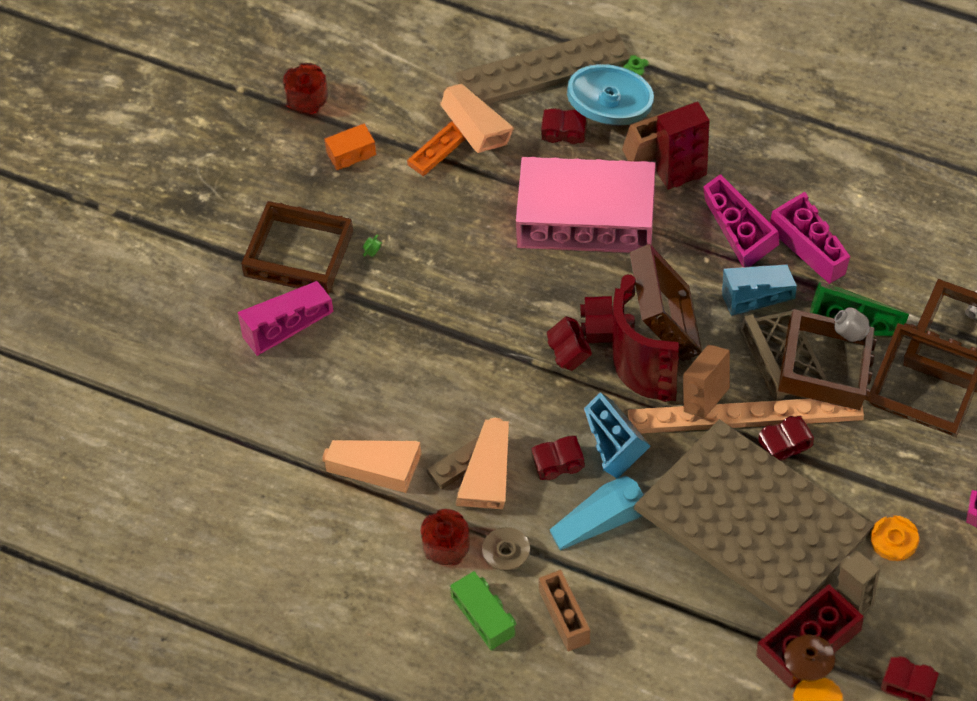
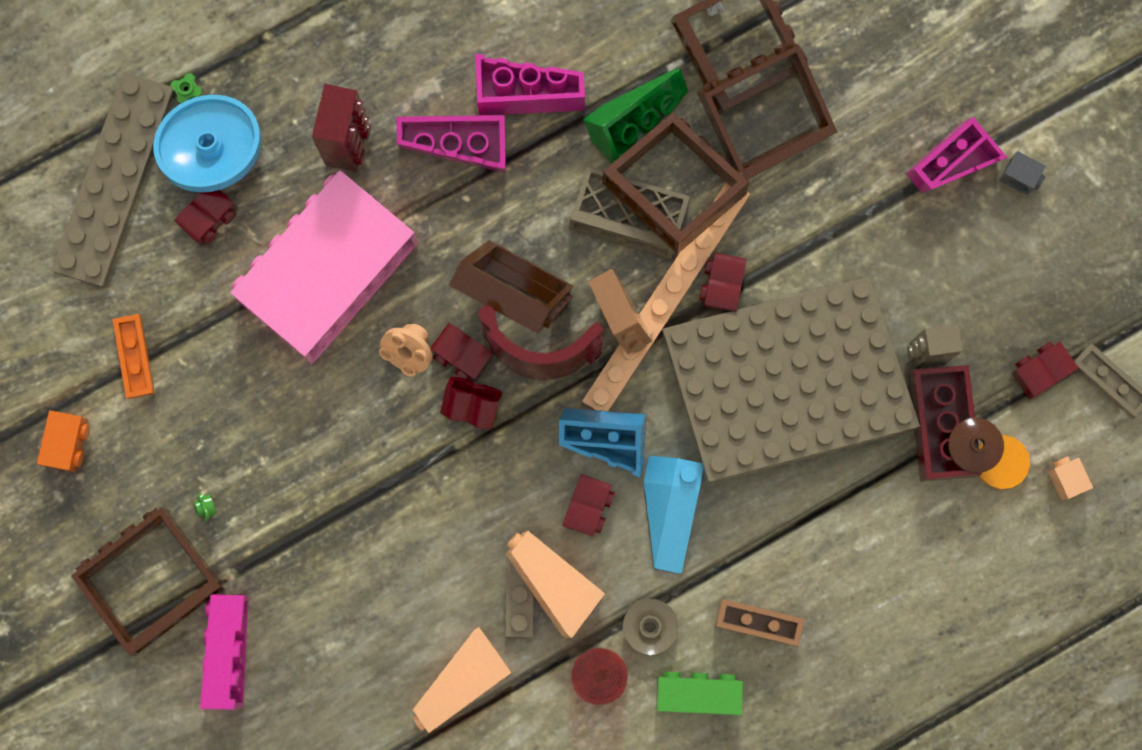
camera: 60 degrees left, 25 degrees up
(475, 119) = (130, 295): light nougat slope -> none
(573, 284) = (407, 348): none -> light nougat plate
(641, 140) = (299, 151): medium nougat brick -> none
(757, 287) = (543, 179): dark azure wedge -> none
(851, 324) = (667, 134): light grey head -> none
(894, 538) = (892, 267): light orange tile -> none

